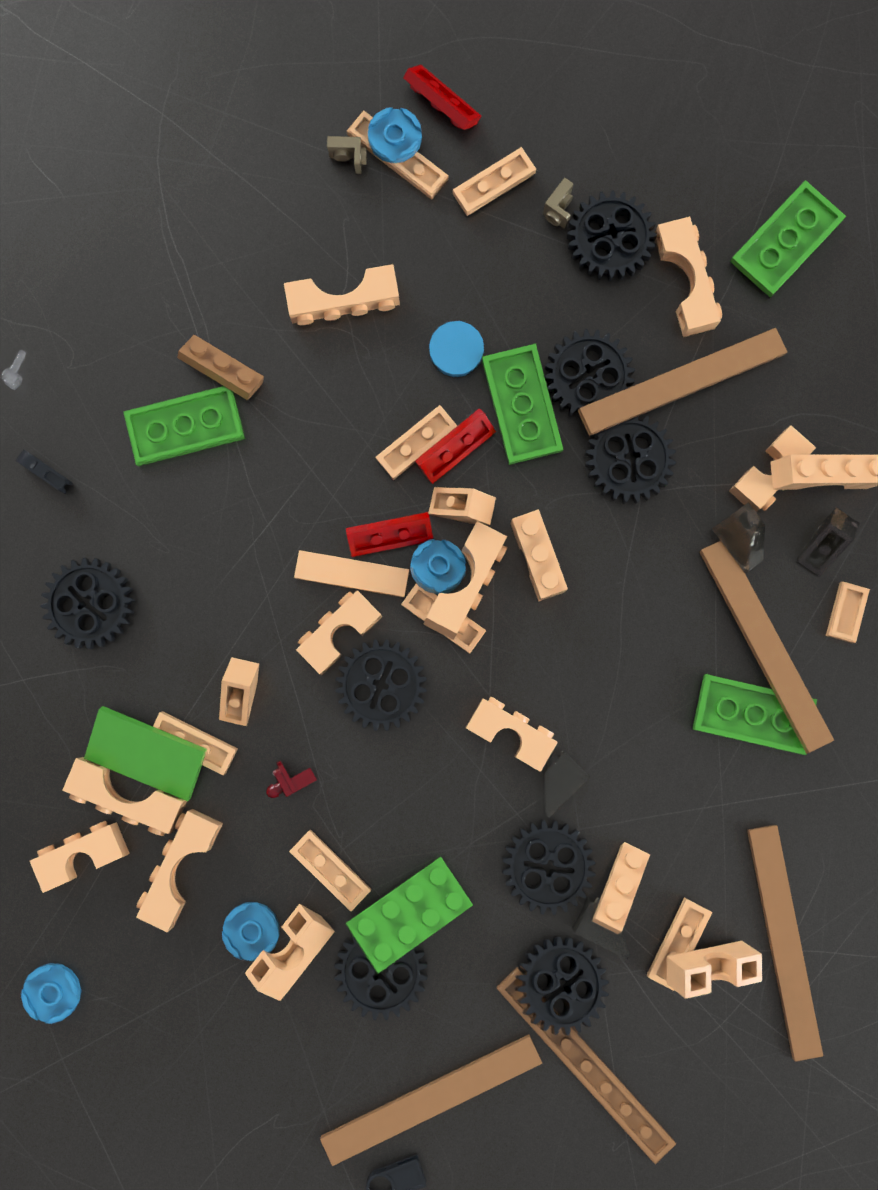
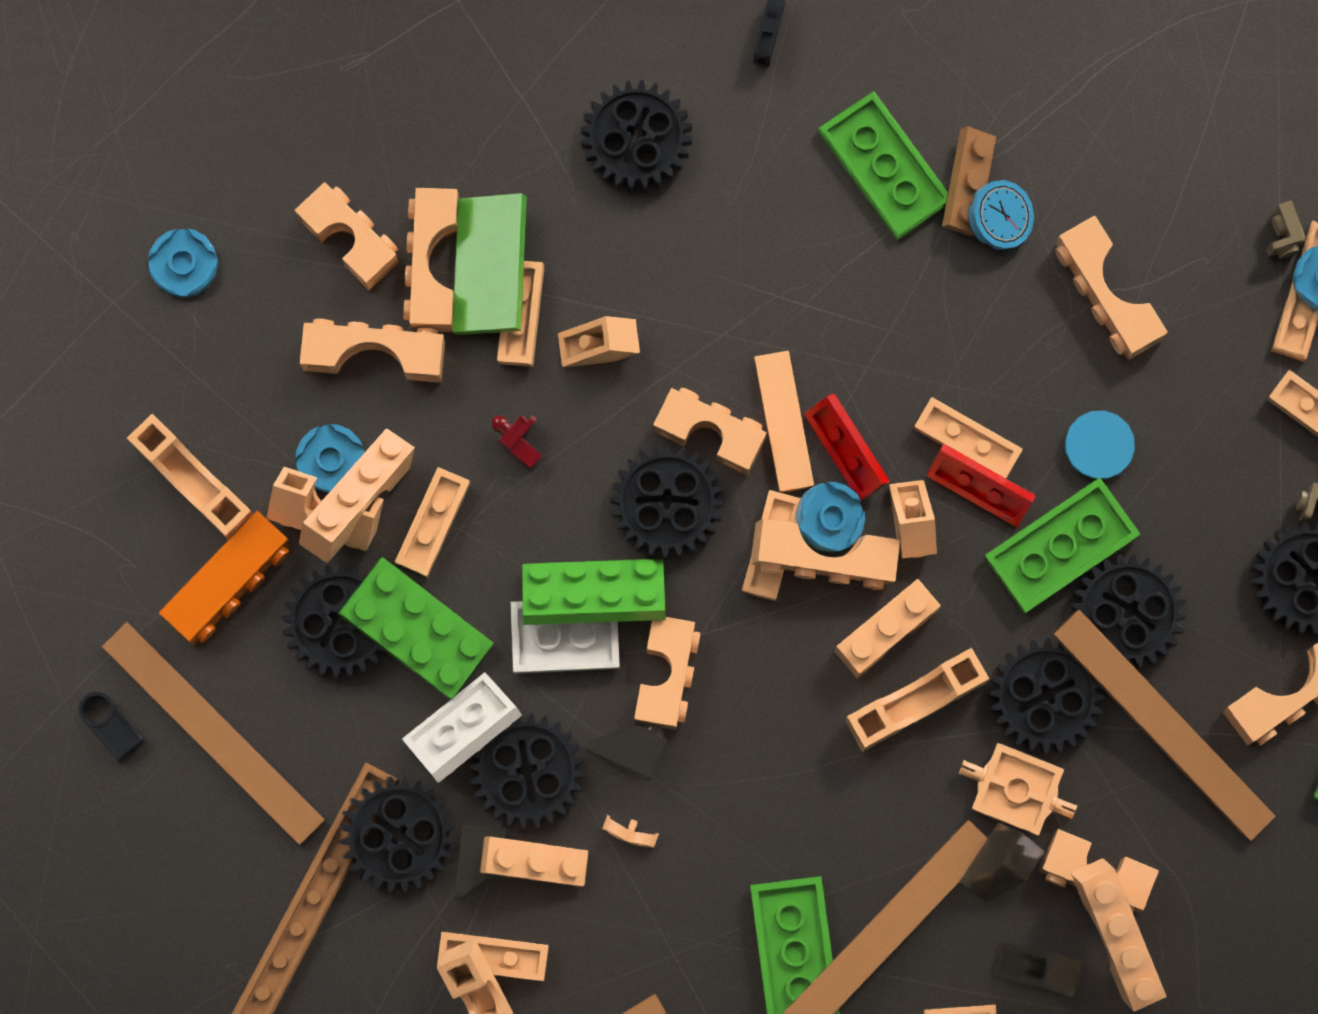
camera: 70 degrees right, 5 degrees down
(225, 1048) = (189, 476): none -> light nougat arch
(256, 352) = (1001, 215): none -> dark azure tile
(297, 943) = (340, 510): none -> light nougat arch
(315, 1049) = (226, 578): none -> orange brick
(430, 767) = (593, 591): none -> bright green plate
(455, 800) = (562, 645): none -> white plate
(499, 906) = (461, 727): none -> white plate
(597, 540) = (917, 700): none -> light nougat arch
(622, 806) = (628, 835): none -> light nougat piece
(691, 505) = (1017, 789): none -> light nougat plate

